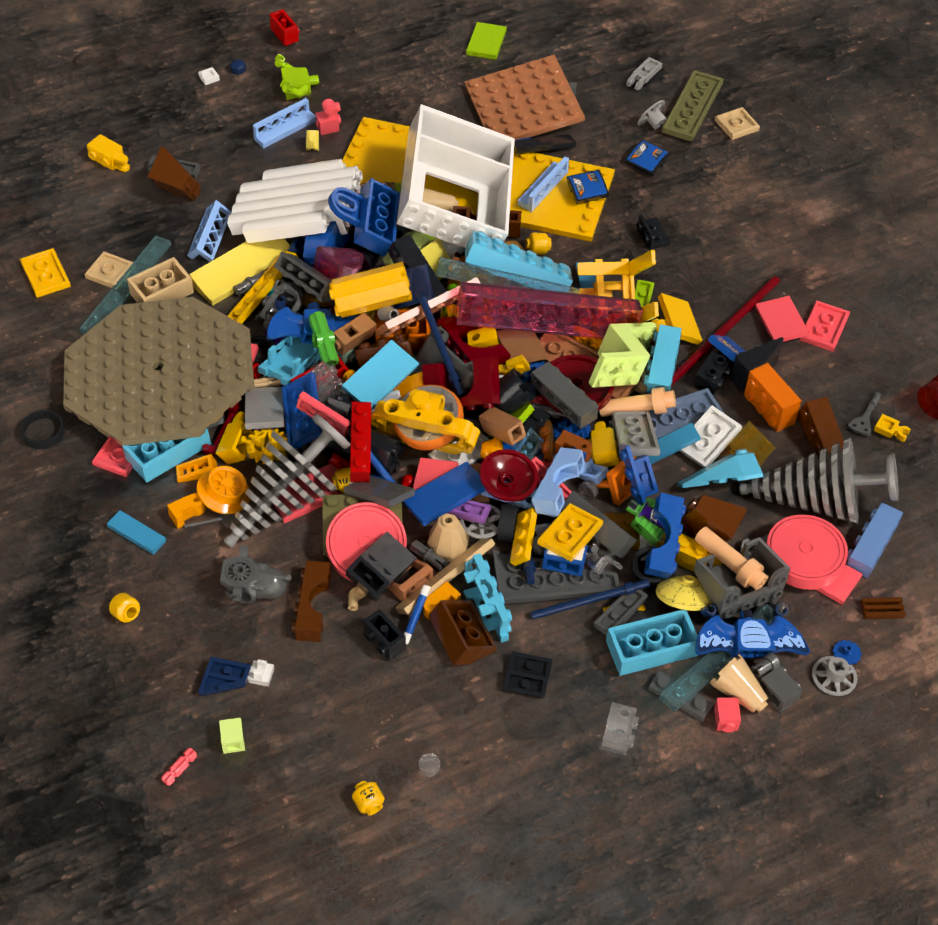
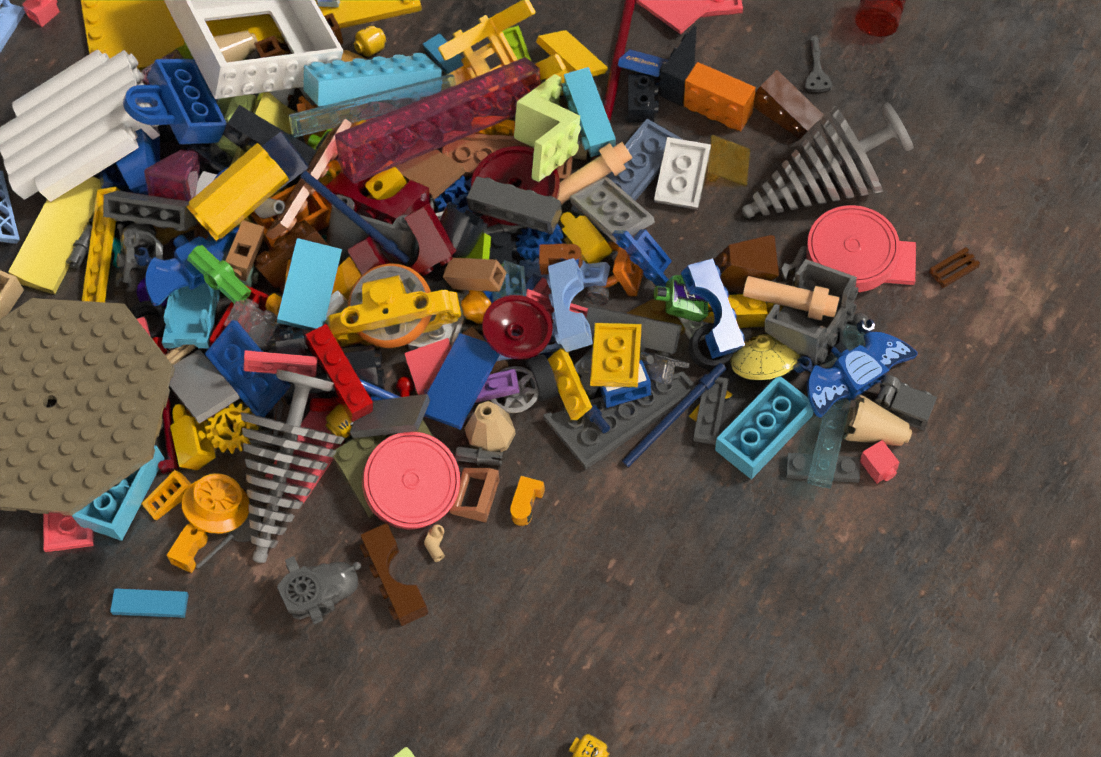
camera: 25 degrees left, 10 degrees up
(124, 607) = (197, 696): yellow head -> none
(223, 676) = (354, 709): dark blue wing -> none
(261, 673) = (390, 683): white tile -> none
(312, 140) = (38, 38): light yellow piece -> none
(380, 566) = (445, 499): black slope -> none
(384, 635) = (494, 570): black brick -> none
(416, 612) = (511, 530): blue bar -> none
(429, 764) = (625, 681): clear tile -> none
(446, 574) = (512, 471): tan tile -> none
(461, 631) = (569, 521): reddish brown slope -> none
(487, 591) = (563, 460): medium azure piece -> none
(518, 362) = (441, 196): yellow plate -> none
(528, 674) = (662, 530): black slope -> none
(548, 444) = (524, 258): clear orange slope -> none
(619, 728) = (788, 536): clear brick -> none
(676, 441) = (656, 190): dark azure tile -> none
(735, 466) = (725, 195): medium azure wedge -> none
(836, 672) = (952, 360): light grey wheel -> none
(847, 651) = (948, 332): blue piece -> none
(874, 539) = (905, 198): medium blue brick -> none
(888, 427) = (846, 69): yellow plate -> none

